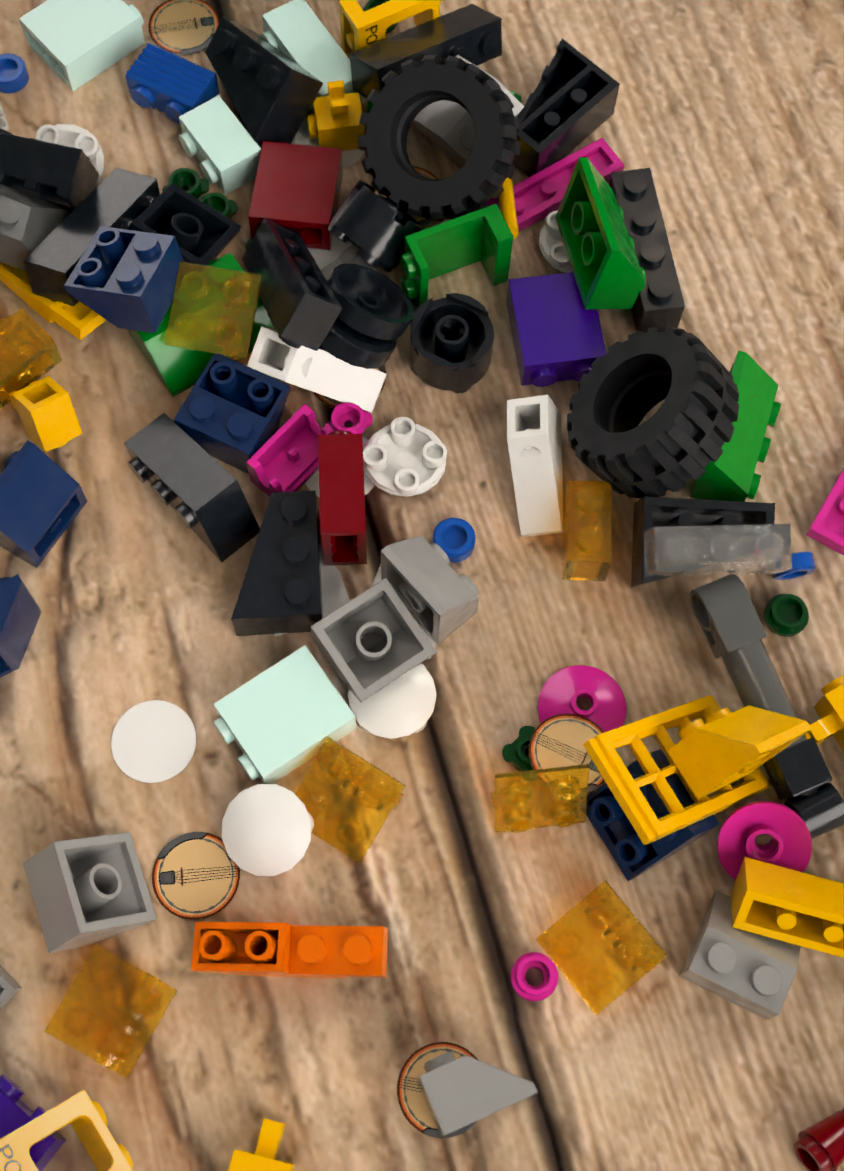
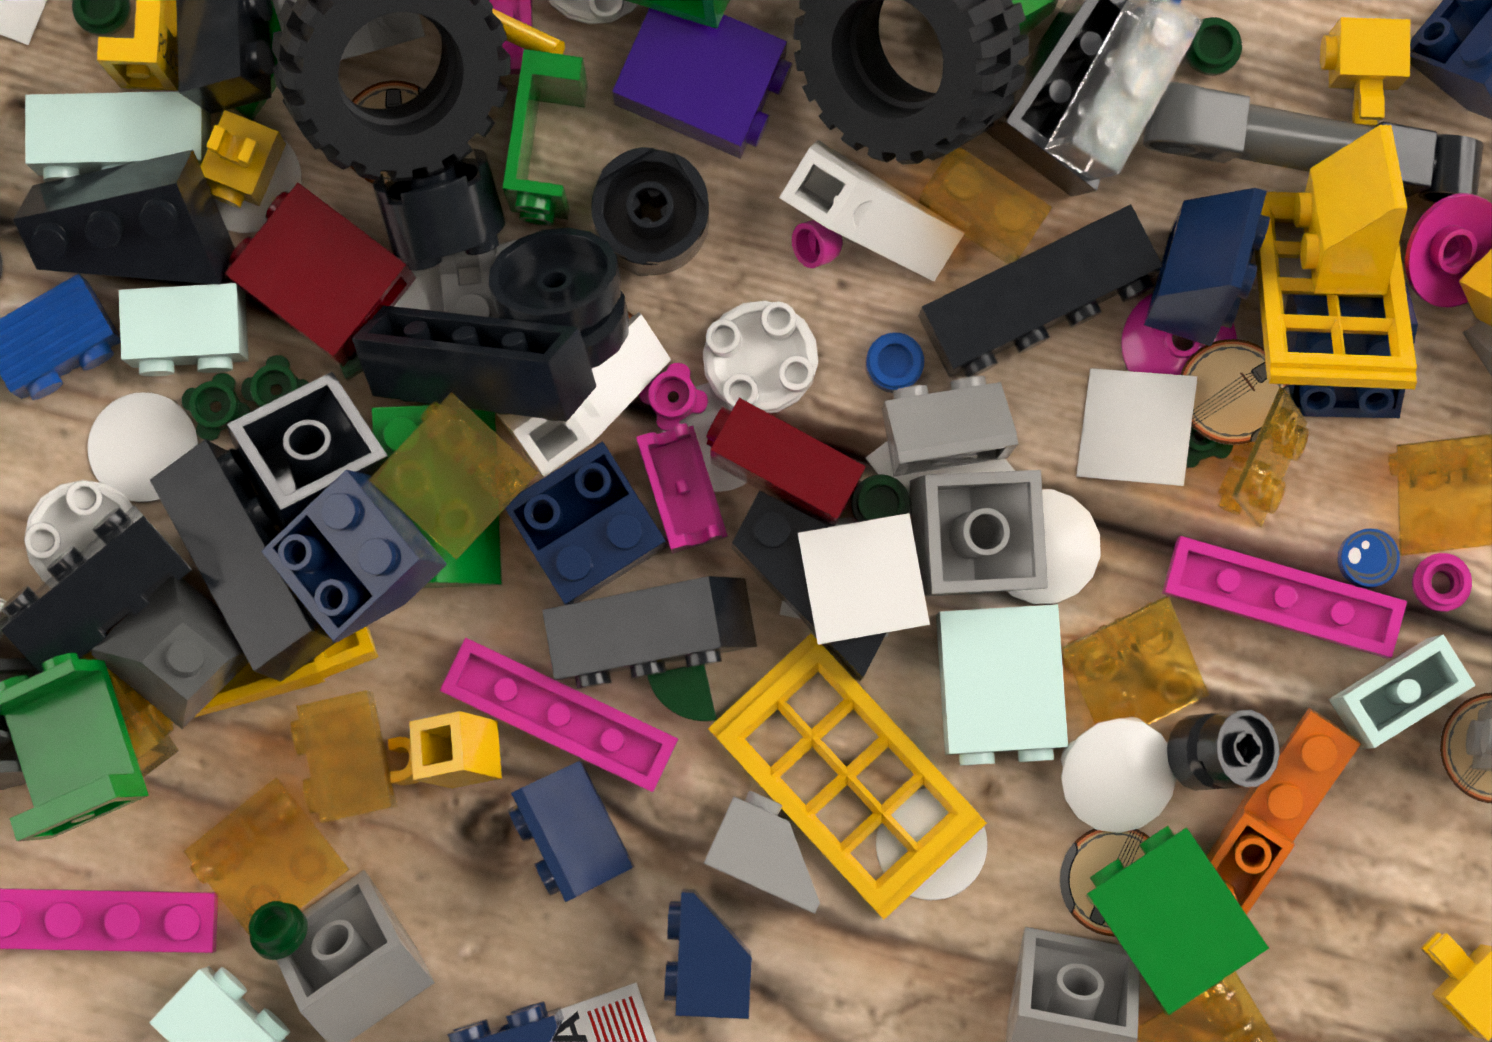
camera: 60 degrees left, 15 degrees up
(80, 624) = (762, 851): none -> light grey slope
(106, 468) = (559, 714): none -> dark pink plate
(140, 738) = (922, 856): none -> yellow piece
(142, 157) = (137, 441): none -> white sticker
(165, 533) = (685, 692): none -> dark green tile
(183, 921) = (1175, 918): none -> green panel
(294, 579) = (863, 578): none -> white sticker
(312, 878) = (1223, 750): none -> black wheel
(355, 578) = (879, 498): none -> dark green plate
(436, 986) = (1402, 692): none -> light aqua brick
(456, 873) = (1284, 597): none -> dark pink plate
(496, 451) = (815, 244): none -> dark pink hinge
(508, 708) = (1137, 426): none -> white sticker
(519, 915) = (1368, 558): none -> blue tile
(555, 596) = (1041, 291): none -> black brick
(639, 681) = (1208, 264): none -> dark blue slope

